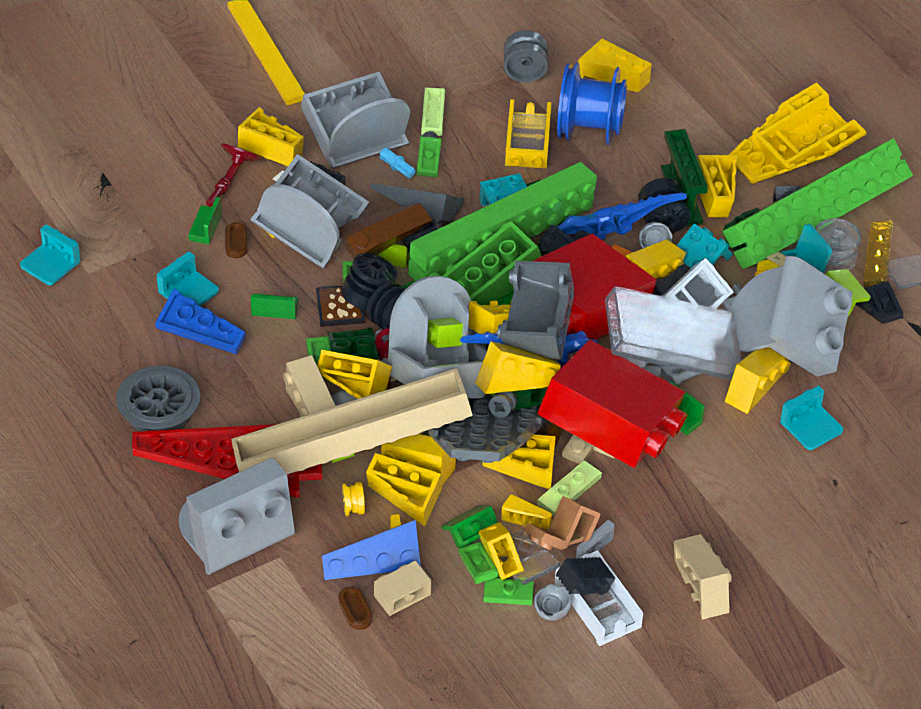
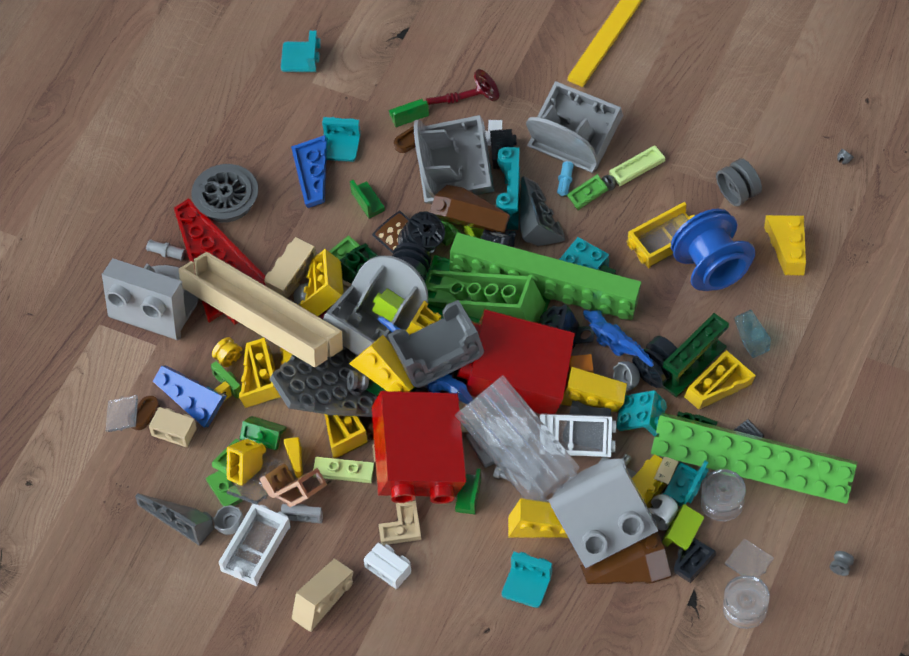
camera: 60 degrees right, 10 degrees up
(174, 484) = (165, 249): none -> light grey pin
(269, 139) = (514, 91): yellow wedge -> none
(341, 624) = (121, 413): none -> clear piece
(378, 190) = (509, 202): none -> teal piece
(380, 517) = (222, 376): none -> bright green plate
(519, 639) = (183, 519): none -> dark grey wedge
(585, 576) = (255, 524): black brick -> none
(678, 477) = (404, 529): none -> tan plate
(696, 133) = (752, 334): none -> clear light blue slope
(710, 510) = (388, 565): none -> white brick
(795, 136) = (819, 403): yellow wedge -> none
(860, 339) = (639, 562): none -> reddish brown wedge
(878, 253) = (746, 529): clear yellow tile -> none

